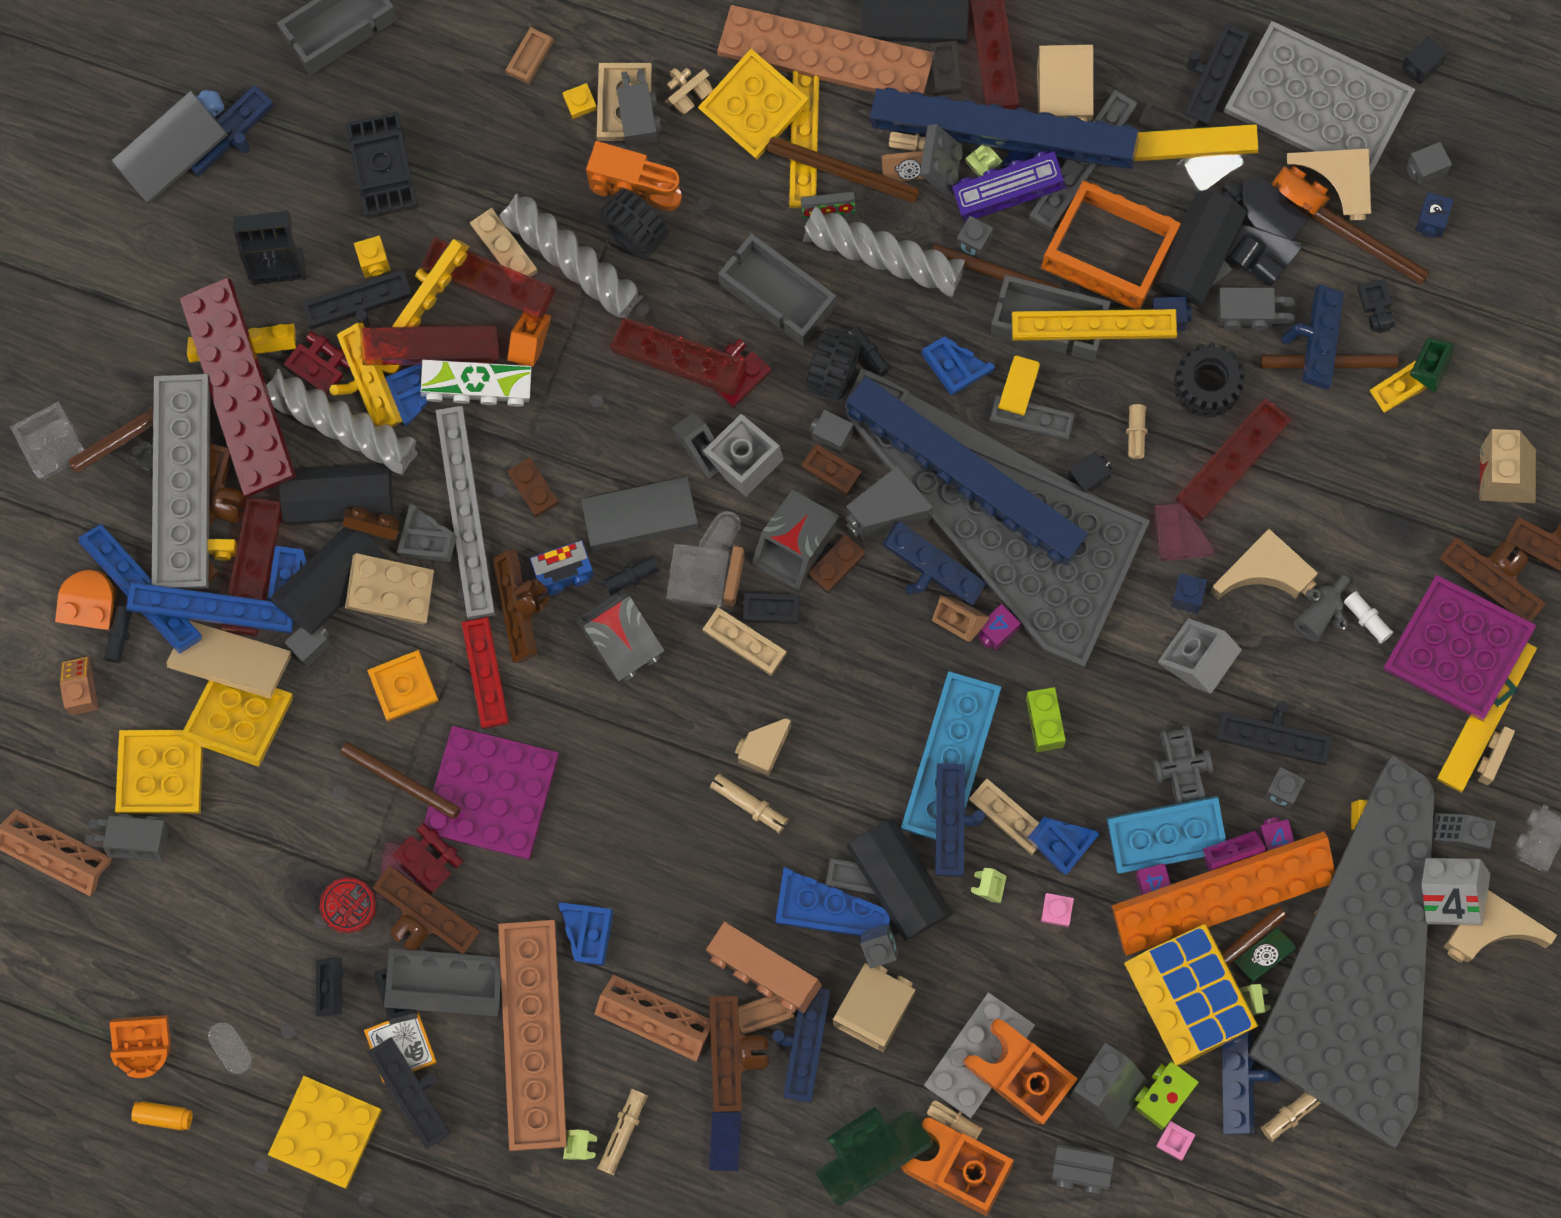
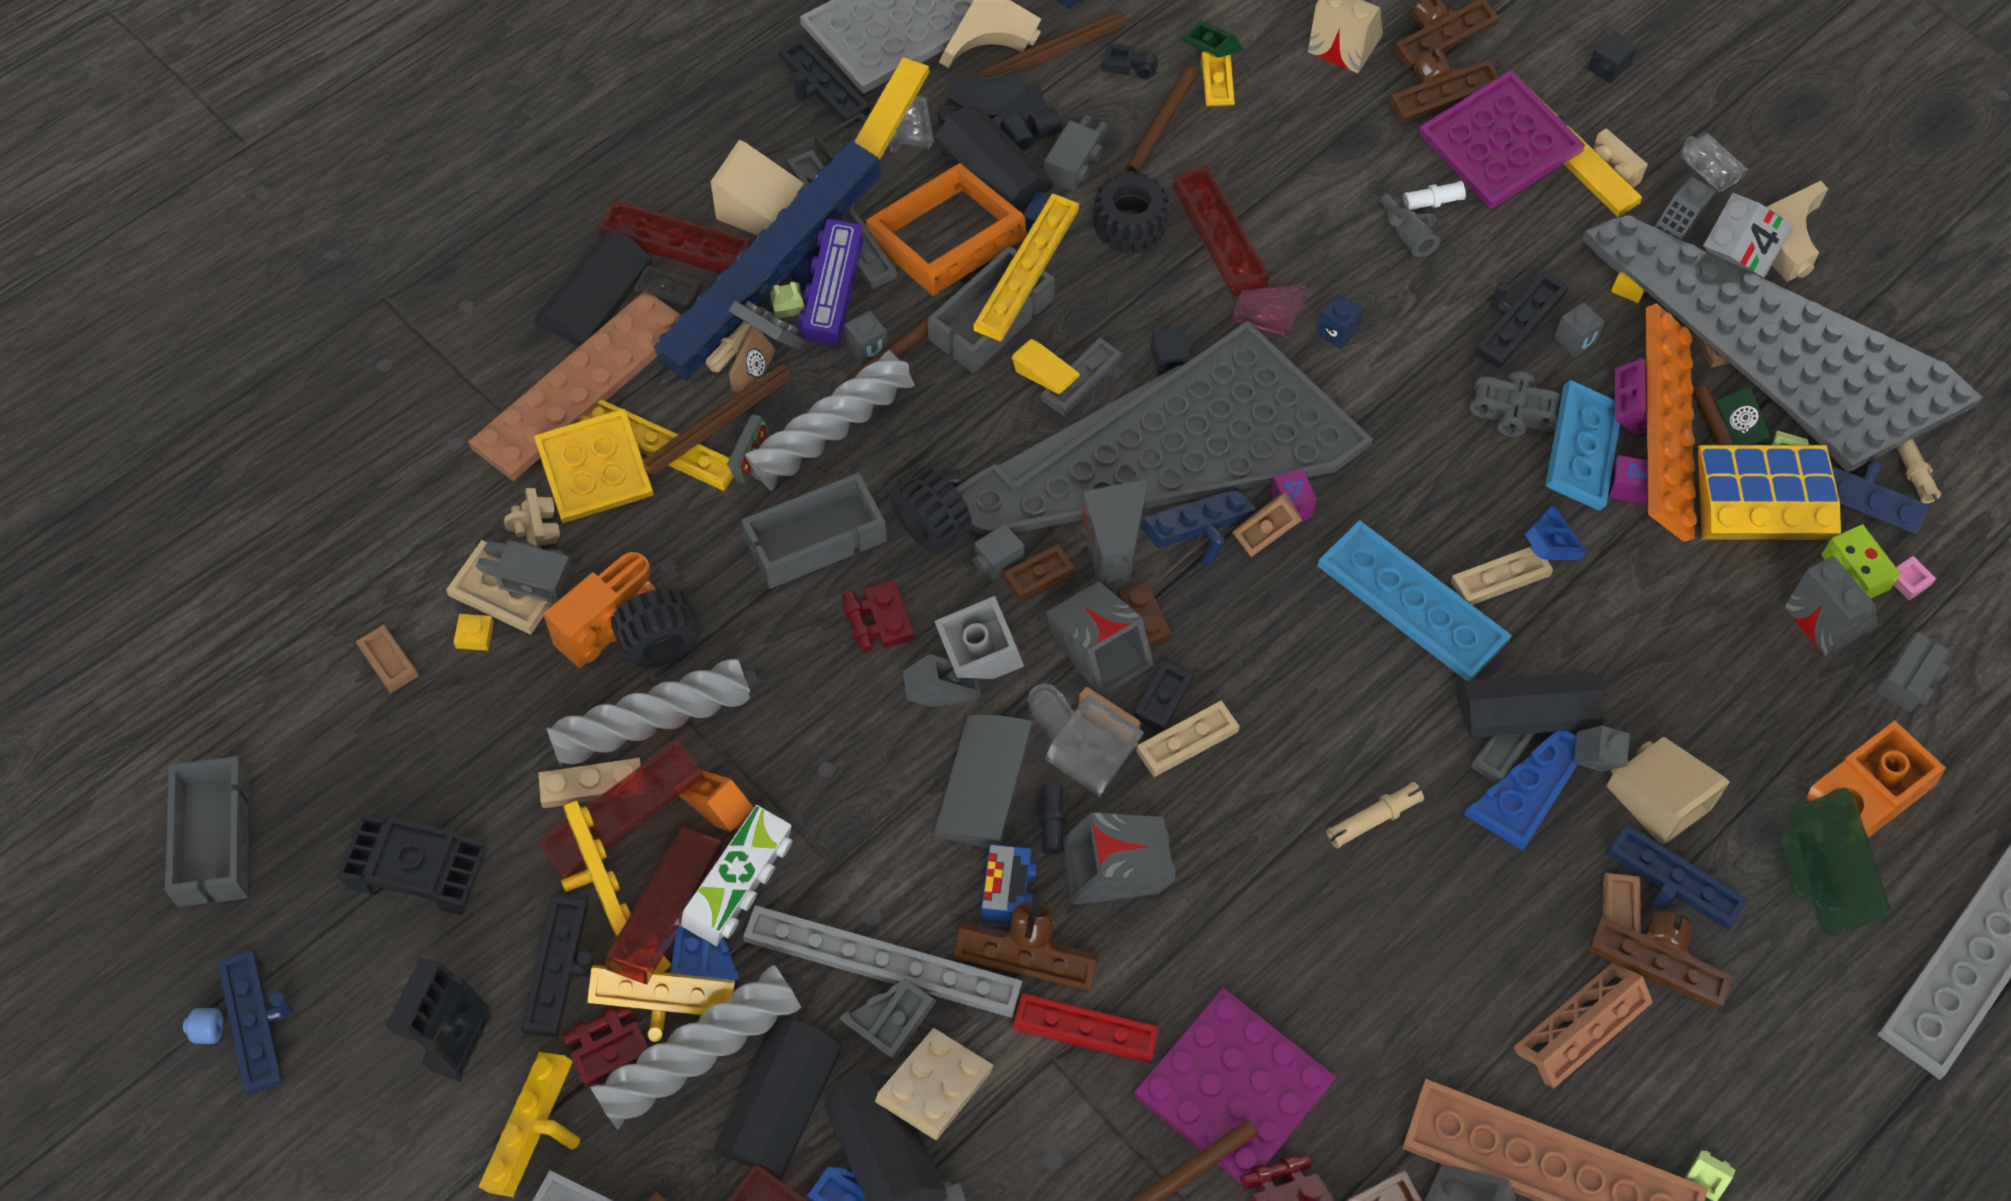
camera: 70 degrees left, 15 degrees down
(170, 147) = (228, 1092): dark grey slope -> none
(237, 387) = (585, 1143): plate -> none
(372, 256) = (516, 923): yellow brick -> none
(379, 525) = (835, 1075): reddish brown plate -> none
(403, 685) = (1055, 1128): light orange tile -> none
(532, 487) = (891, 877): reddish brown plate -> none
(588, 931) = (1453, 1050): blue wing -> none
(622, 1131) = (1742, 1152): tan pin -> none
(678, 356) = (831, 656): clear red piece -> none
(725, 1141) = (1758, 1013): clear blue plate -> none
(763, 746) = (1319, 770): tan slope -> none
(764, 968) = (1578, 877): nougat brick -> none
(951, 820) = (1489, 620): dark blue plate -> none
(951, 1078) = (1751, 718): light grey plate -> none
(953, 1119) = (1815, 770): tan axle -> none
(955, 365) = (988, 415): blue wing -> none
(966, 471) = (1112, 446): dark blue brick -> none
(991, 885) = (1576, 627): yellowish green tile -> none
(1015, 1068) = (1798, 675): orange brick -> none
(1045, 719) = (1414, 496): lime brick -> none
(1057, 910) = (1619, 578): bright pink plate -> none
(1136, 431) = (1146, 295): tan axle -> none
(1200, 655) = (1407, 340): light grey slope -> none
(1270, 564) = (1343, 243): tan arch -> none
(1275, 833) = (1623, 352): magenta brick -> none
(1299, 190) = (983, 62): orange slope -> none
(1321, 336) = (1137, 108): dark blue plate -> none

